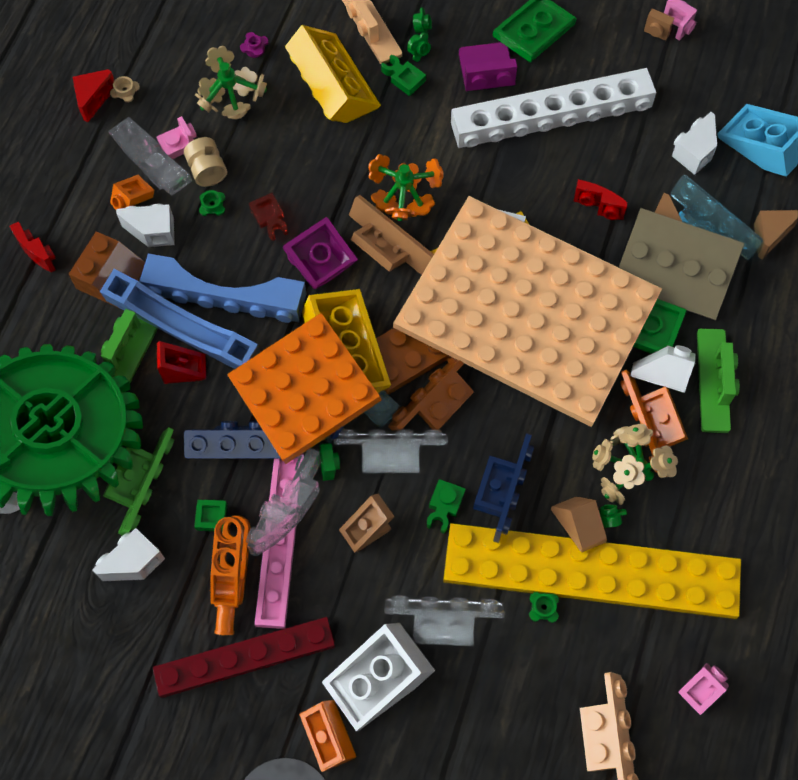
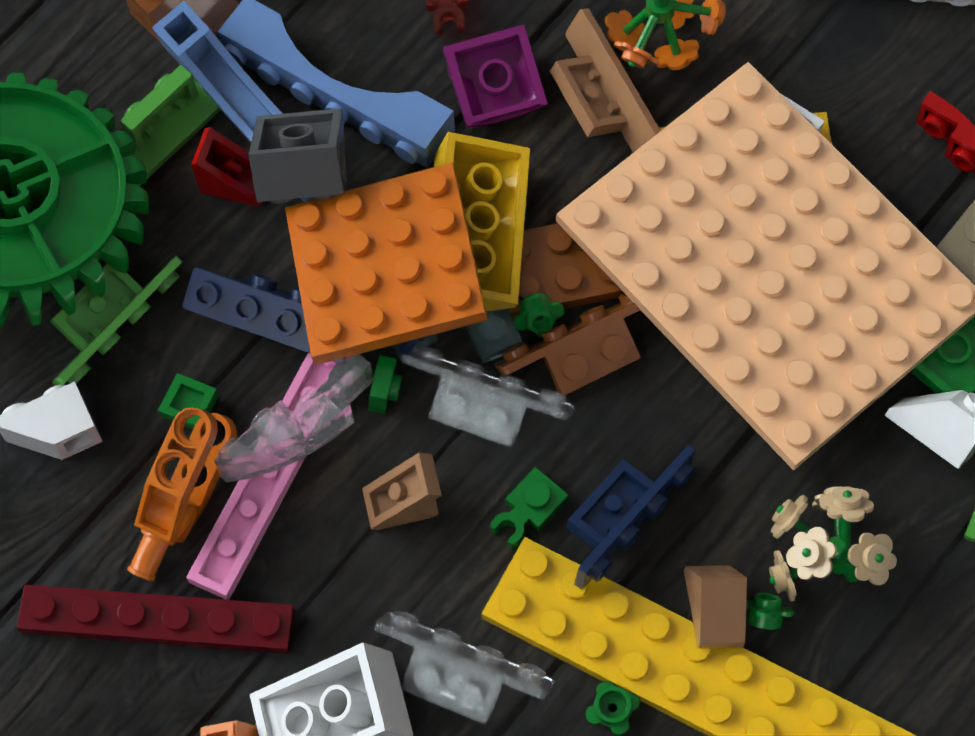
camera: 25 degrees right, 0 degrees up
(225, 339) = (298, 156): none -> dark grey slope
(403, 386) = (538, 313): none -> green plate
(656, 412) = (898, 485): orange bracket -> none

